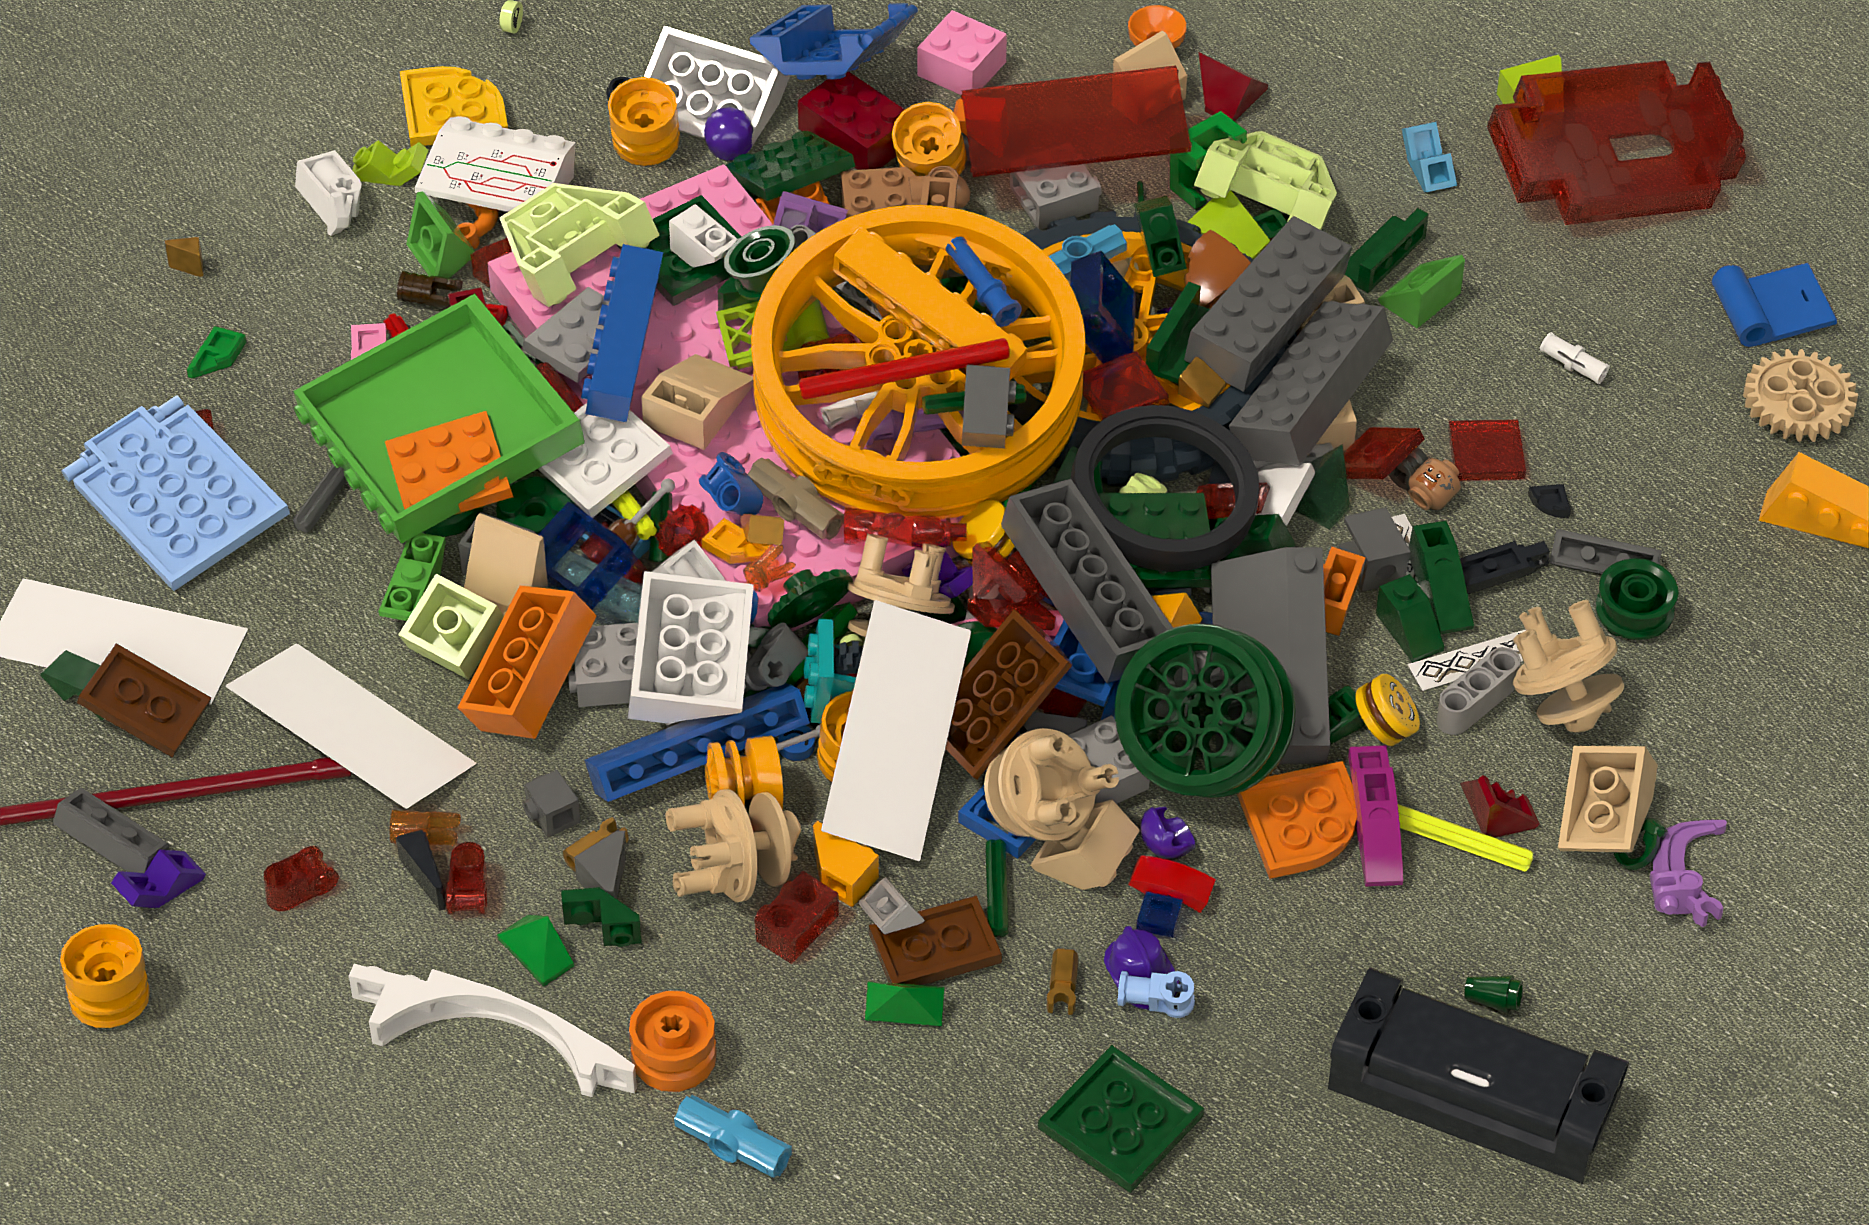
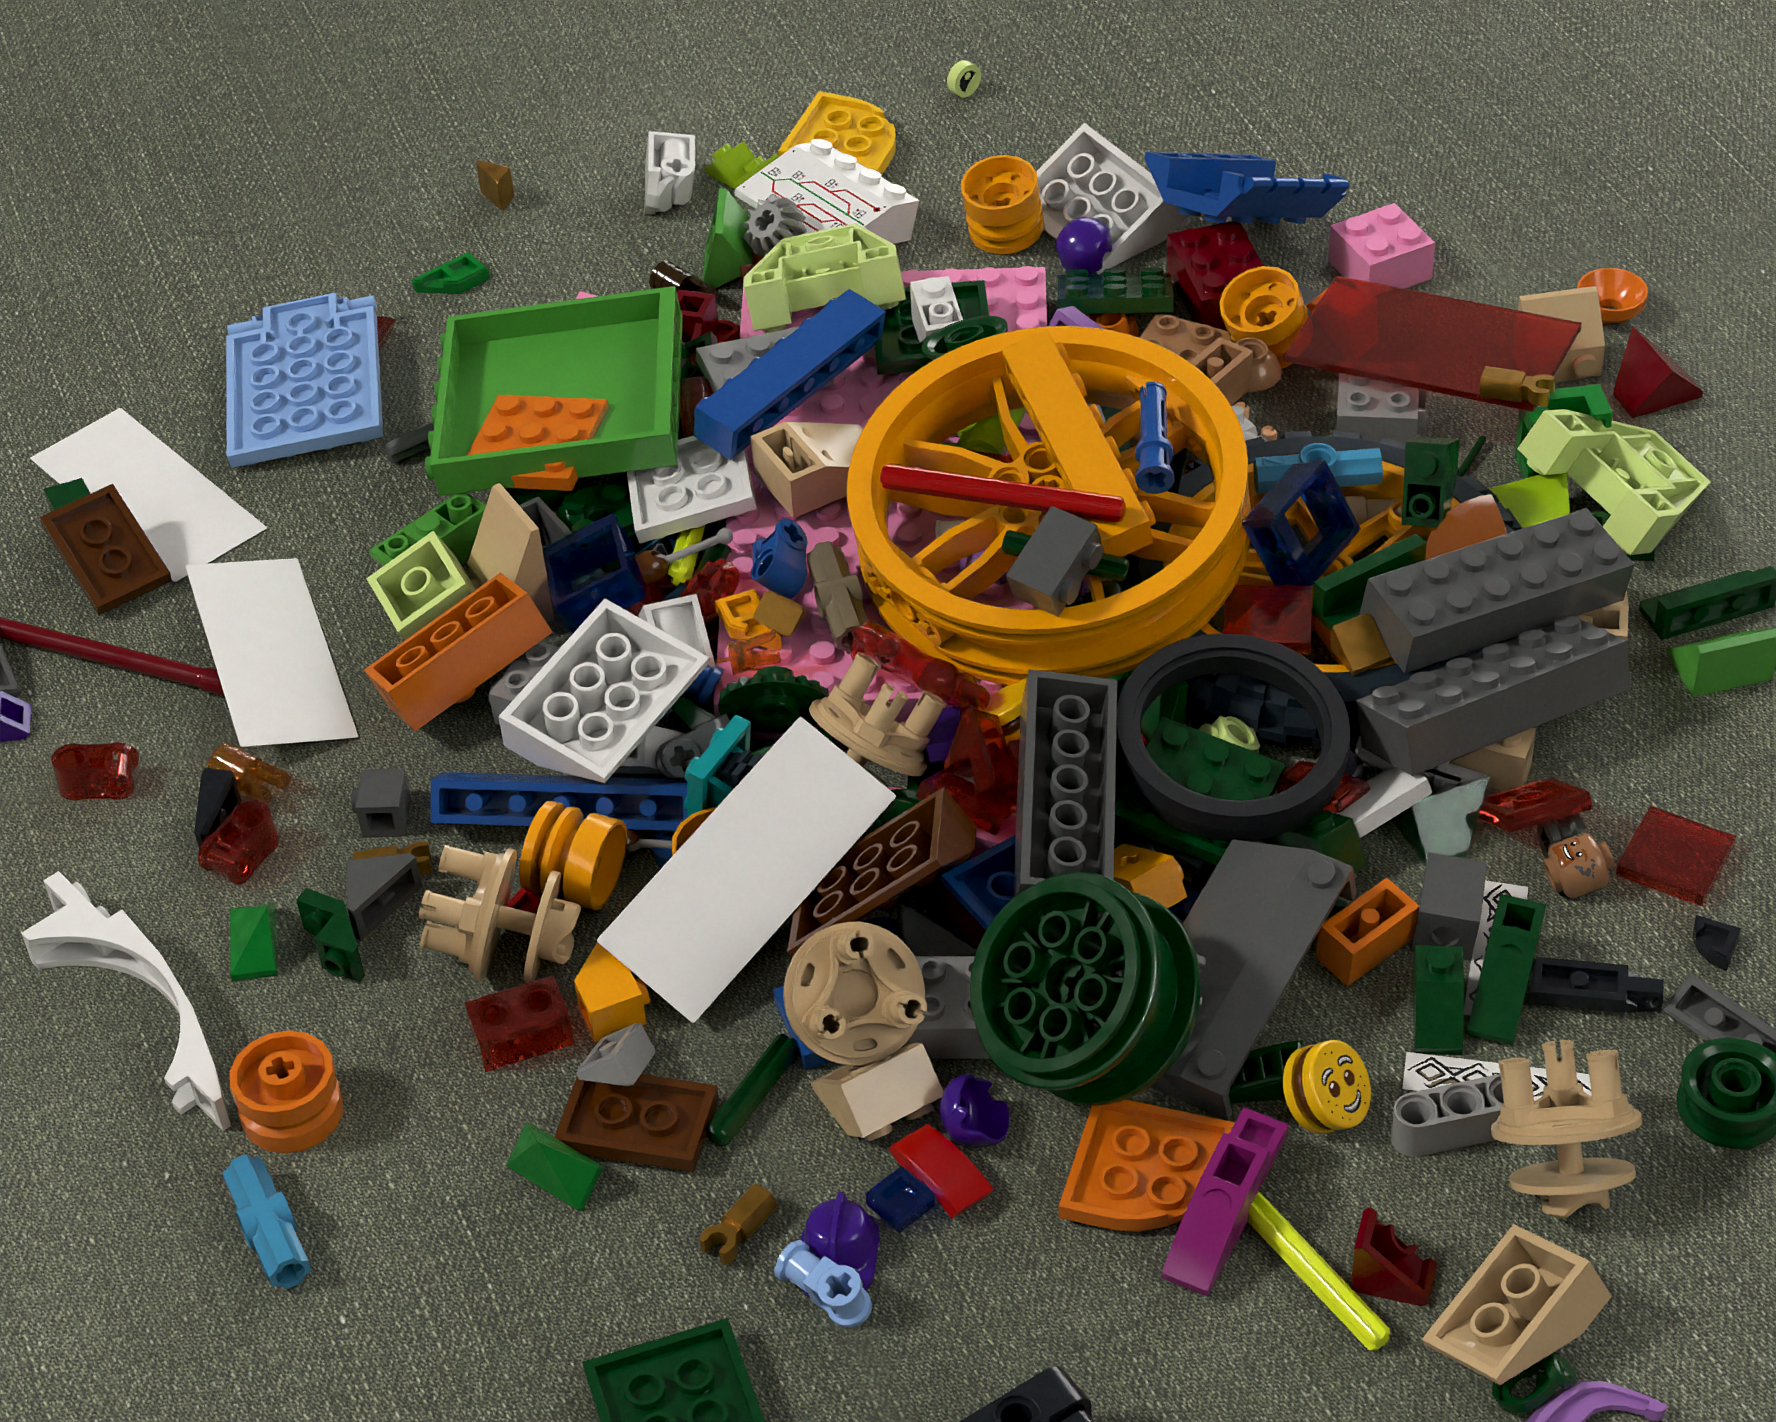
camera: 35 degrees right, 5 degrees down
(471, 205) = (772, 222): none -> light grey gear
(1172, 136) = (1516, 385): none -> pearl gold bar

